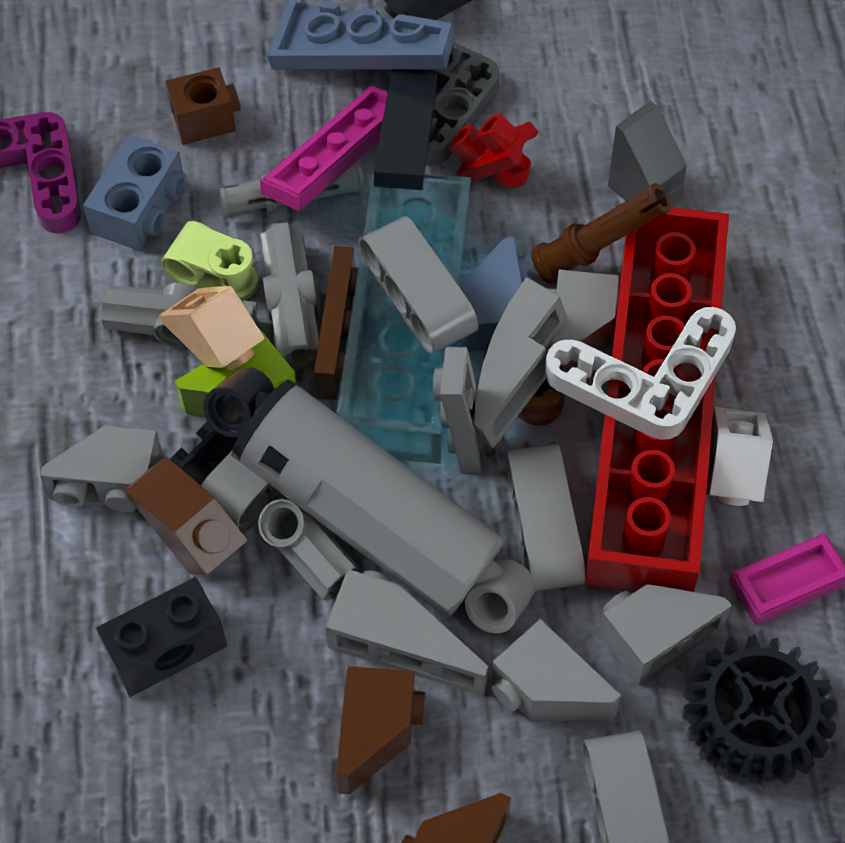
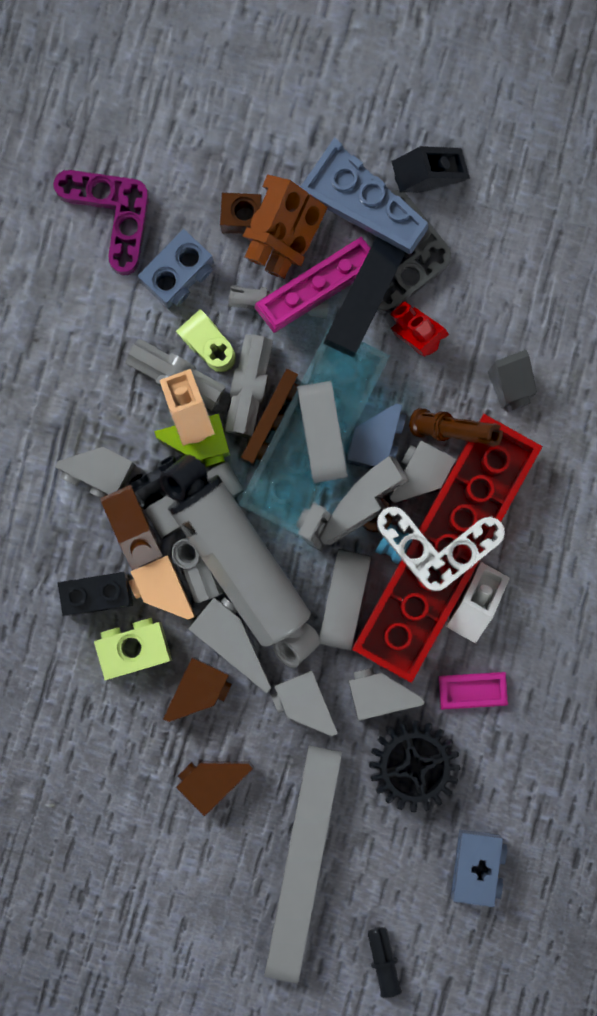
camera: 20 degrees right, 25 degrees up
(239, 728) = (115, 661): none -> yellowish green brick
(259, 90) = (283, 226): none -> dark orange hips
(264, 595) = (161, 587): none -> light nougat slope
(580, 422) = (385, 548): none -> medium azure wheel

